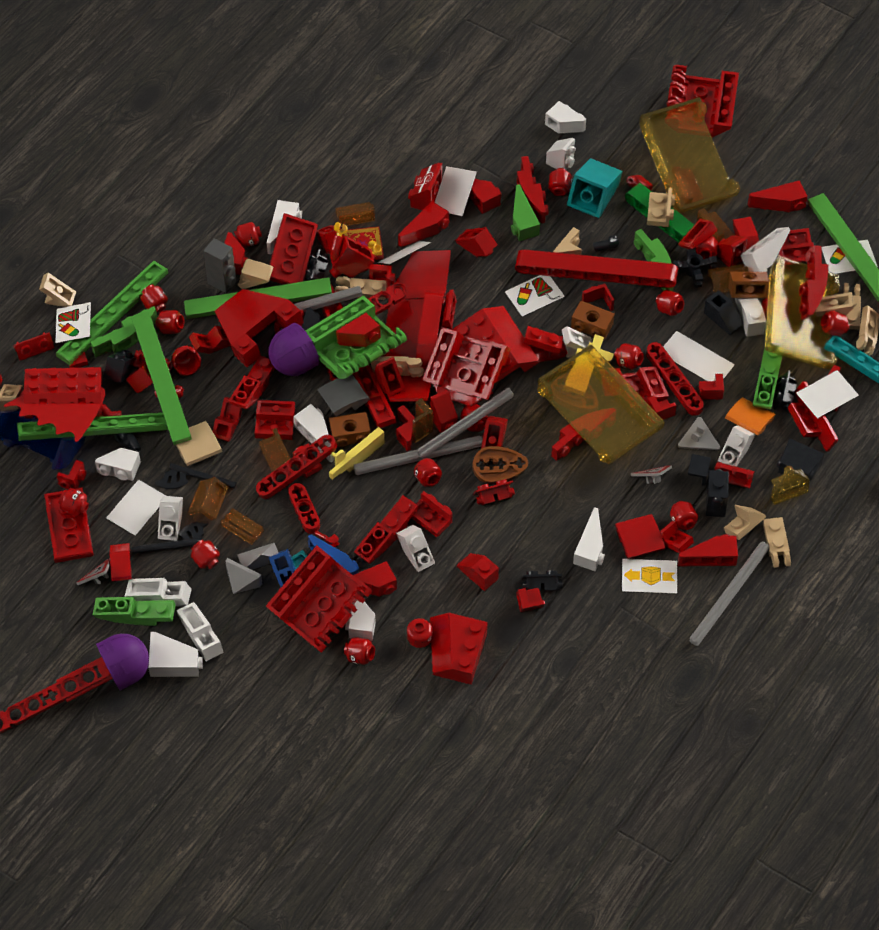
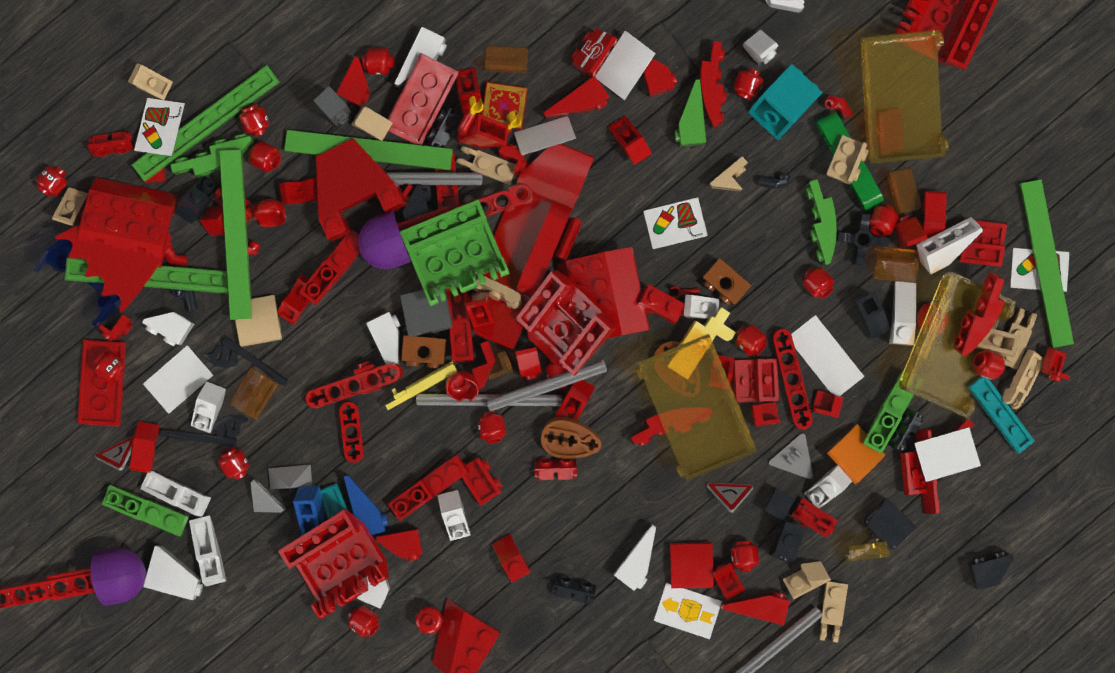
camera: 15 degrees right, 30 degrees up
(229, 517) = (270, 422): clear orange tile -> none
(274, 450) = (337, 357): clear orange panel -> none
(275, 415) = (348, 312): red slope -> none
(333, 540) = (370, 481): red hand -> none
(359, 332) = (462, 247): red slope -> none
(392, 442) = (462, 386): none -> red hair
(529, 599) = (554, 610): red panel -> none
(596, 268) = (750, 220): red beam -> none
(597, 292) = (740, 244): red bracket -> none
(698, 233) = (886, 210): red slope -> none
(748, 284) = (901, 291): dark orange brick -> none
(780, 198) = (993, 175): red slope -> none

